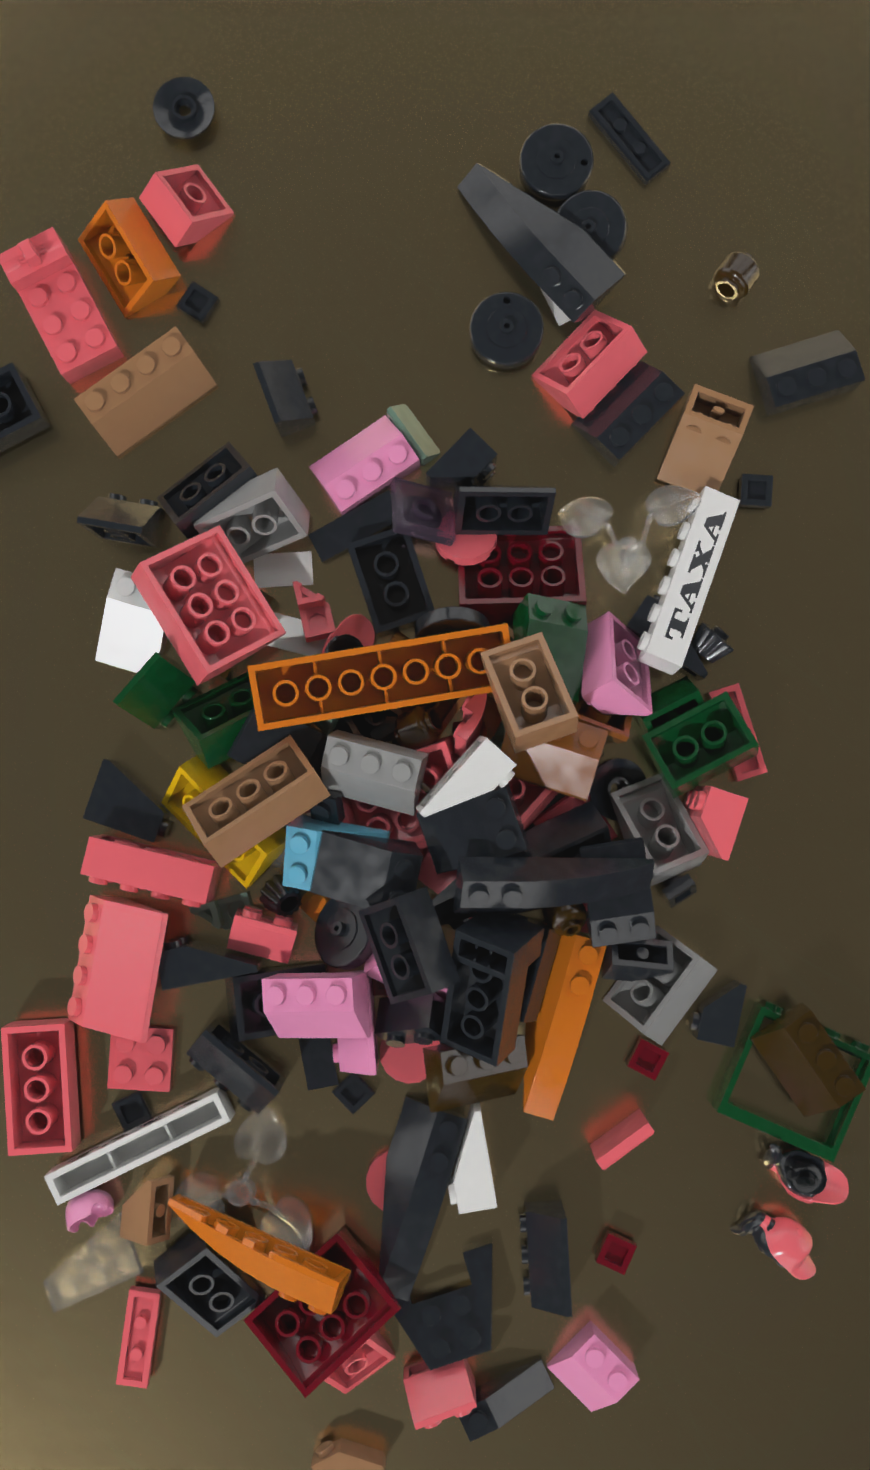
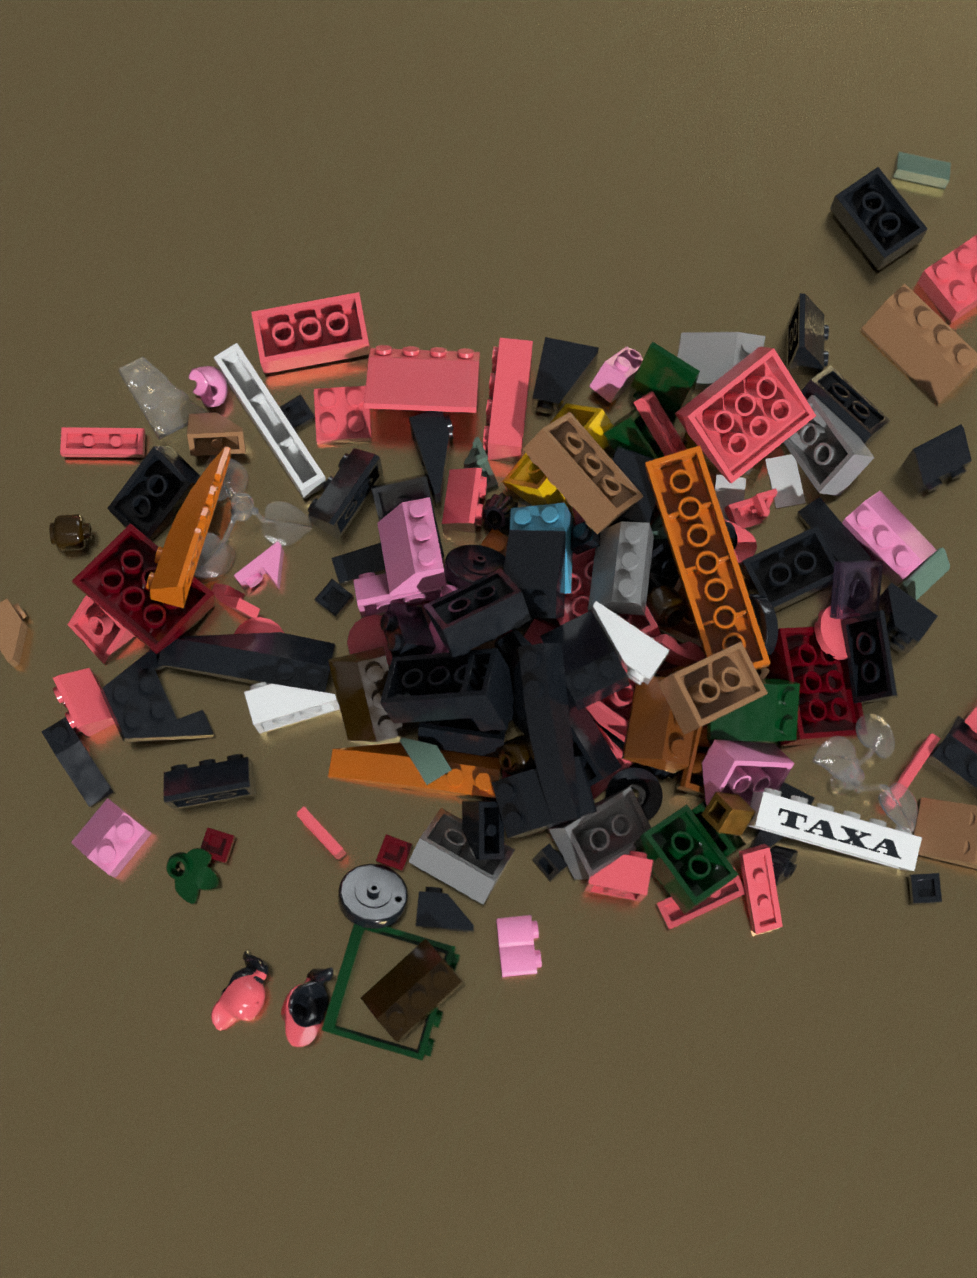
camera: 80 degrees right, 10 degrees down
(135, 740) = (617, 374): none -> bright pink slope
(210, 701) = (659, 424): none -> coral tile
(241, 1385) = (70, 532): none -> dark brown head
(306, 1161) = (268, 562): none -> bright pink slope
(344, 1207) = (234, 600): none -> coral slope
(557, 1016) = (426, 758): none -> sand green slope
(621, 478) = (918, 760): none -> coral tile
(642, 1283) = (196, 873): none -> dark green plate
(662, 693) = (728, 813): none -> pearl gold brick
(694, 1089) = (372, 896): none -> wheel
(738, 668) = (760, 888): none -> coral plate
(765, 937) = (517, 946): none -> bright pink brick

